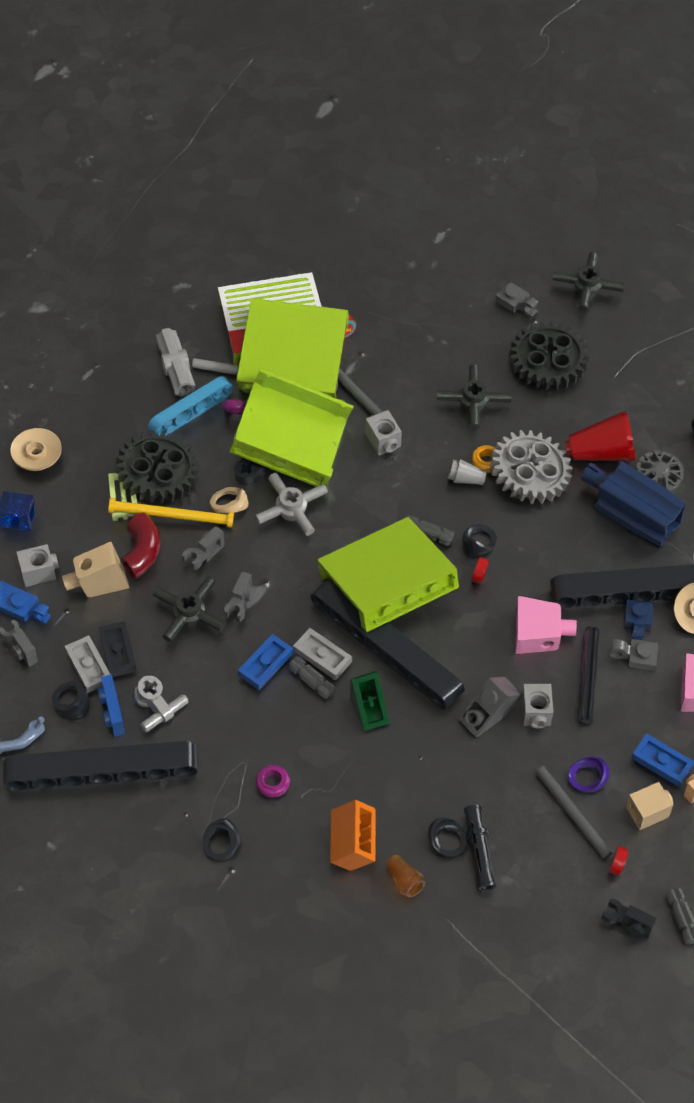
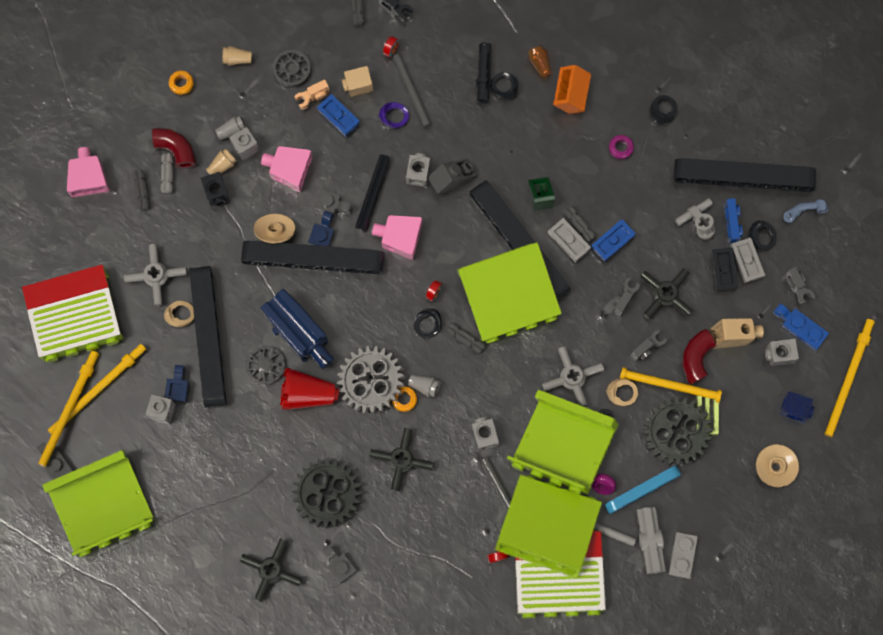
camera: 165 degrees left, 20 degrees up
(137, 358) = (682, 555): none -> light grey plate

